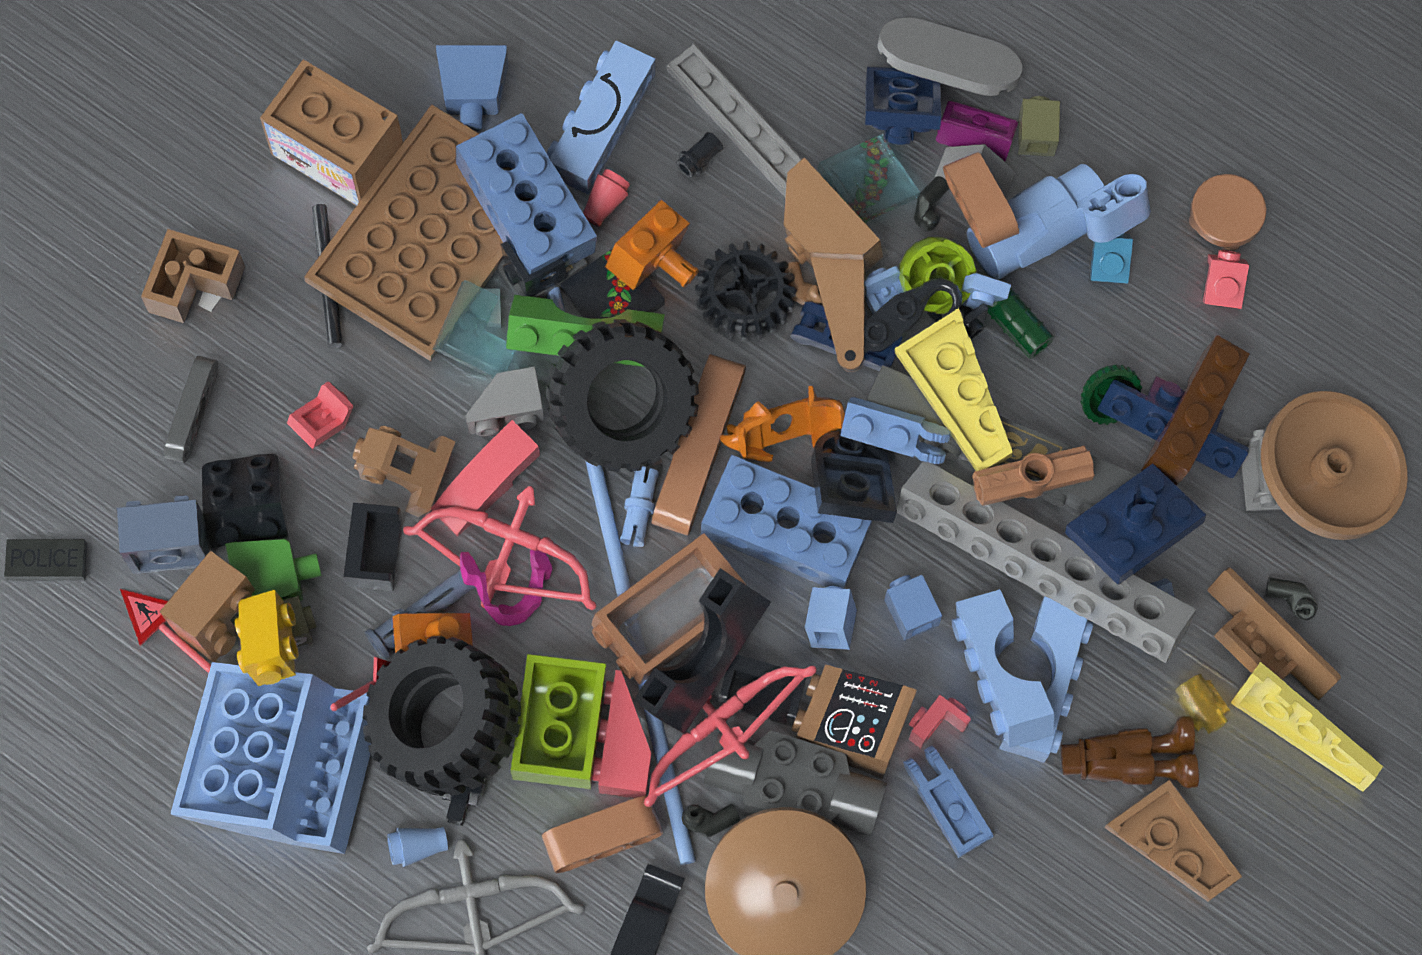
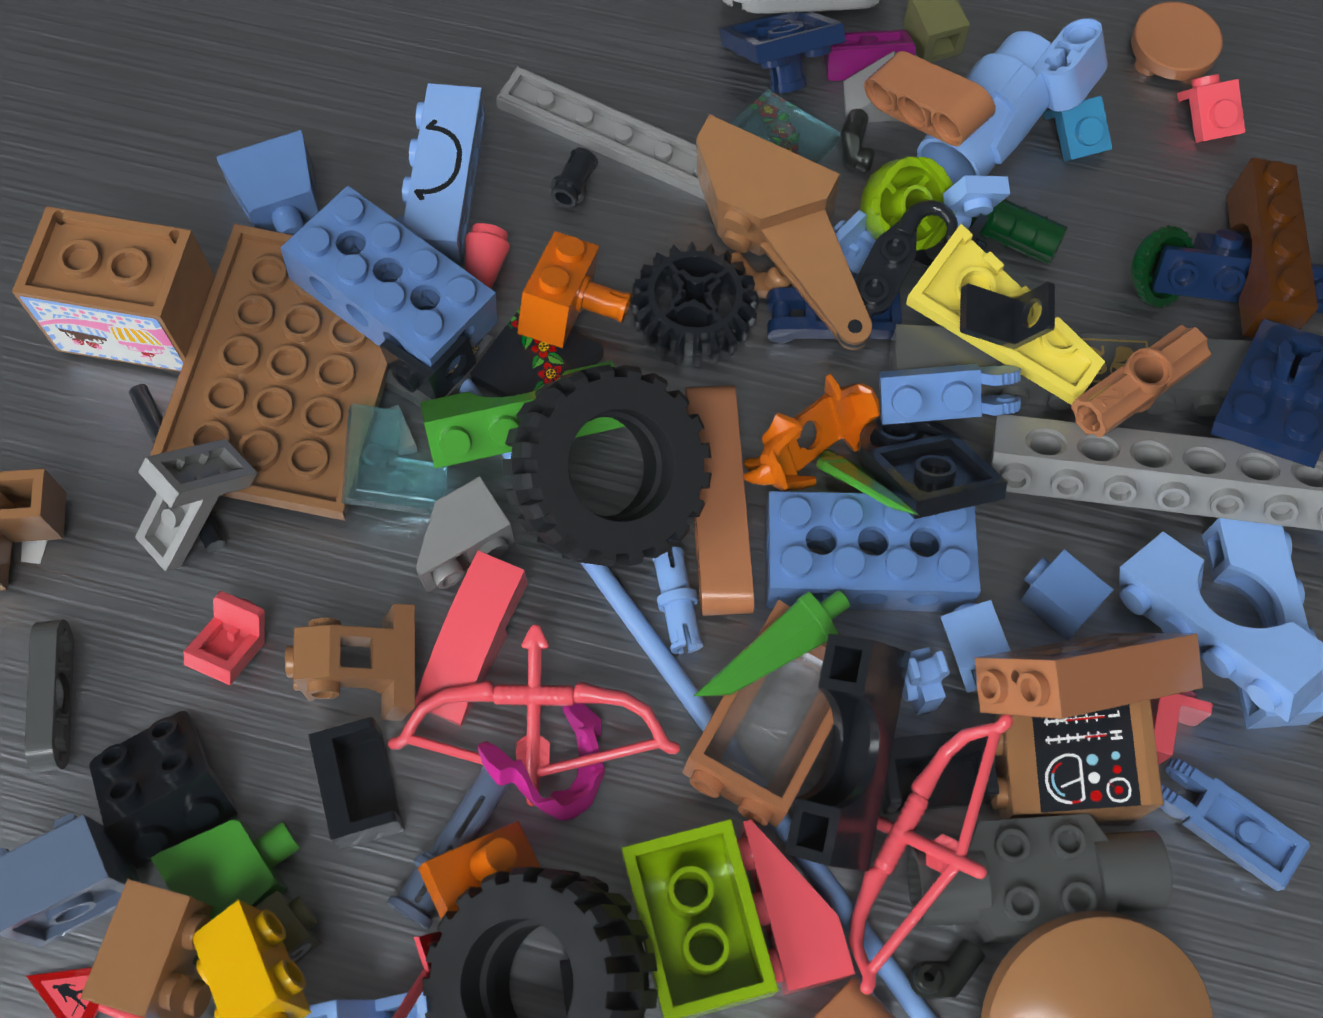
camera: 20 degrees left, 5 degrees down
(328, 304) = (187, 490): none -> light grey bracket
(692, 562) = (788, 638): none -> bright green bar
(779, 625) = (924, 680): none -> light blue plate
(799, 469) = (854, 475): none -> bright green bar
(885, 662) = (1088, 674): none -> nougat piece
(948, 391) = (1003, 318): none -> black bracket

